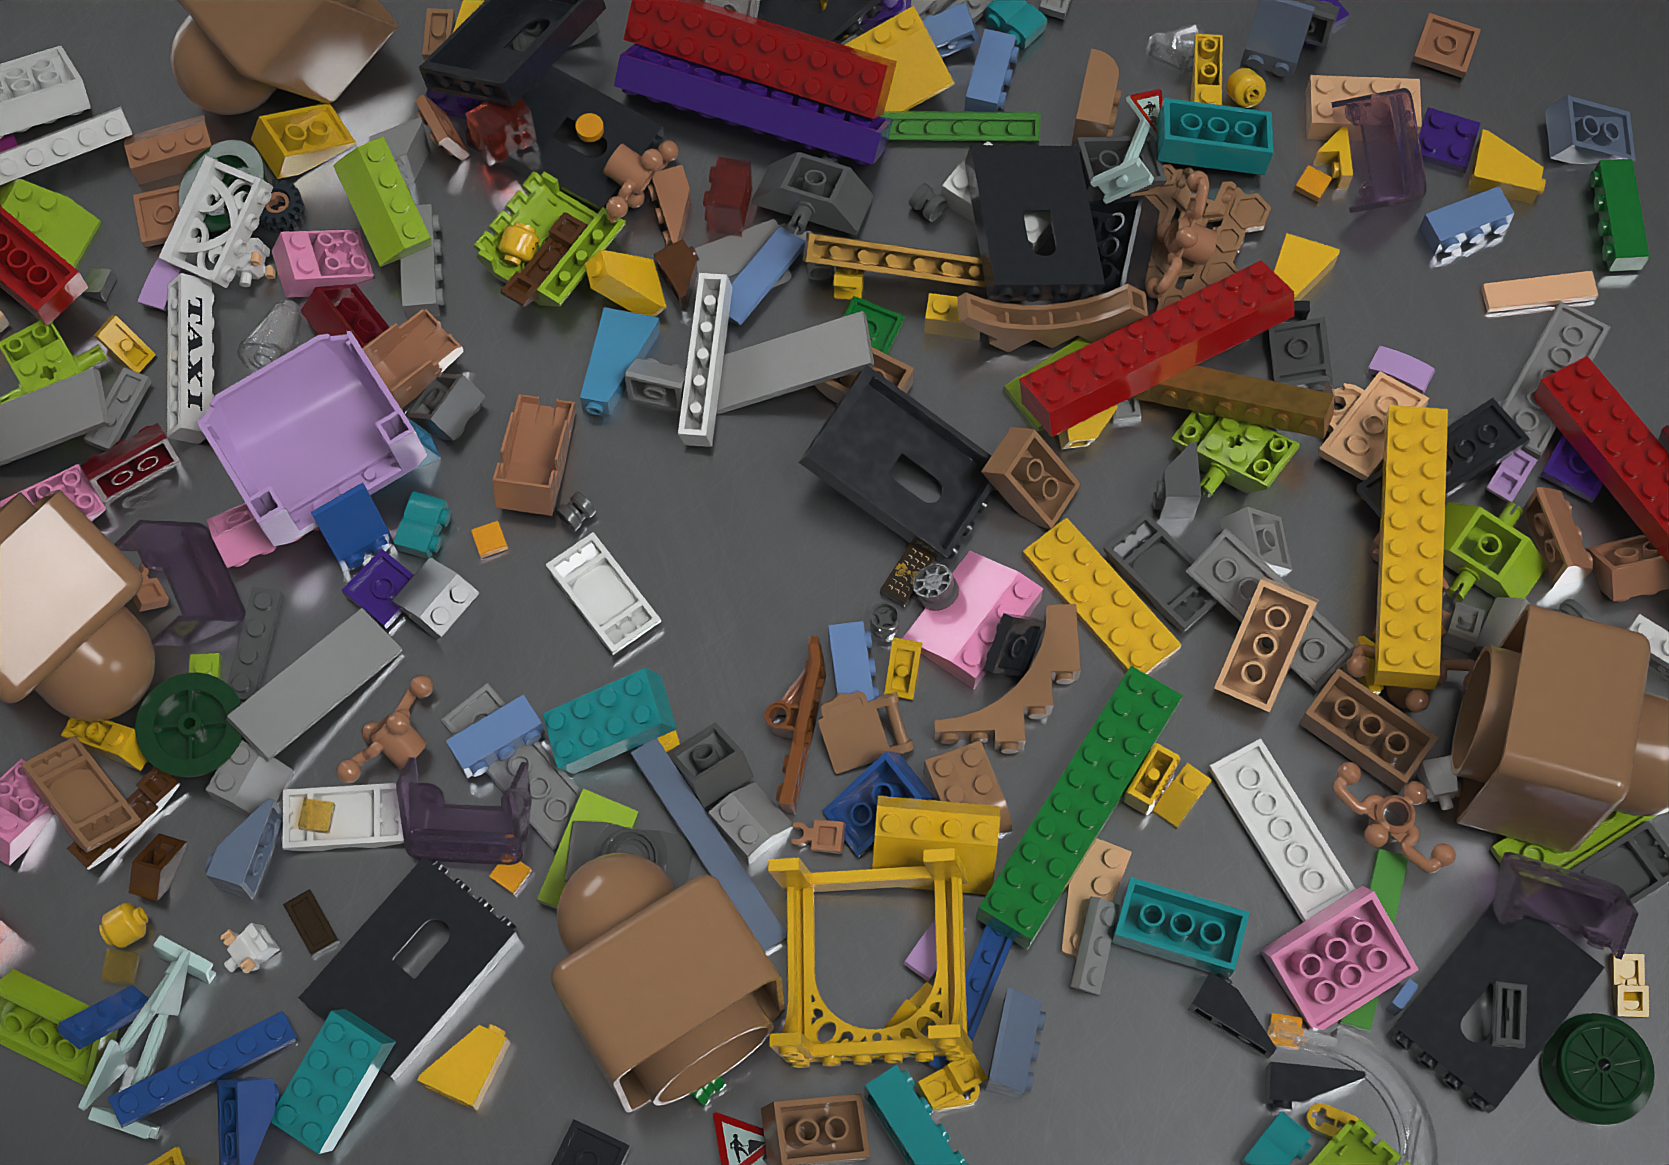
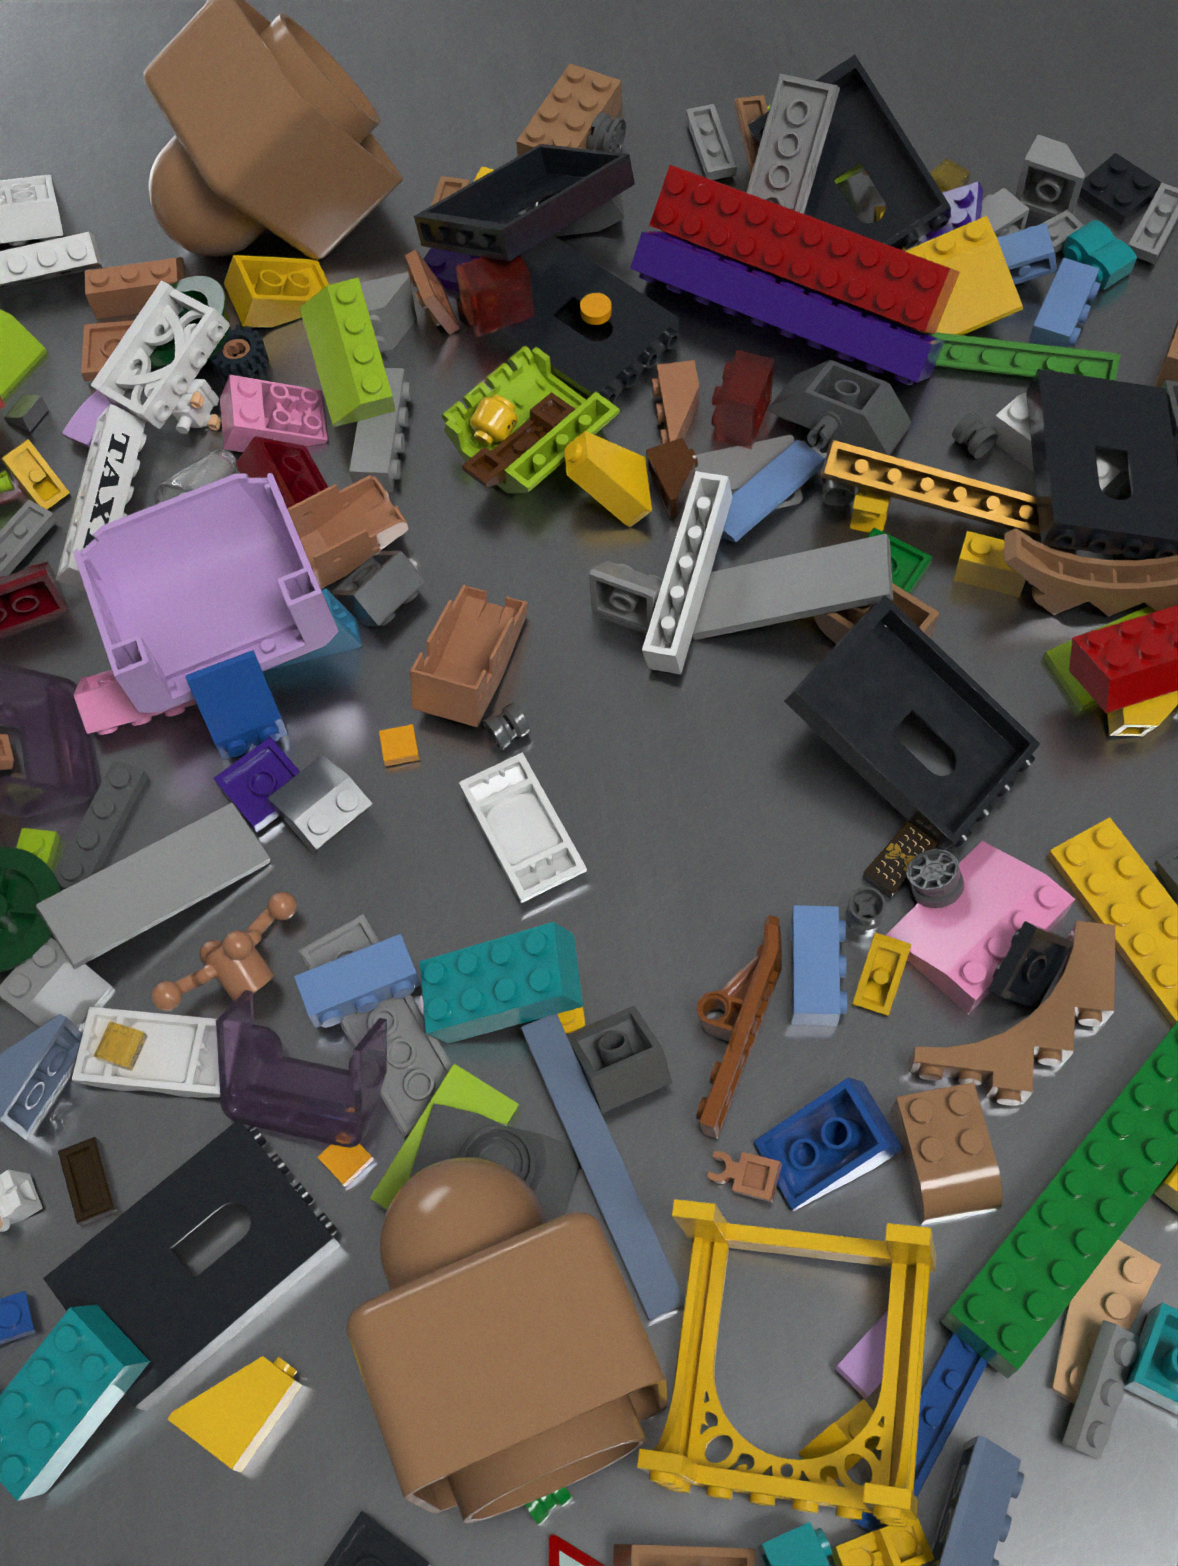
camera: 15 degrees right, 5 degrees down
(421, 525) = (322, 717): teal brick -> none
(618, 342) = (588, 540): dark azure slope -> none
(634, 174) = (638, 361): nougat wheel -> none
(750, 821) = (658, 1140): light grey slope -> none
(855, 730) = (810, 1043): medium nougat piece -> none
(914, 825) = (875, 1186): yellow slope -> none
(1031, 477) = (1072, 760): medium nougat brick -> none

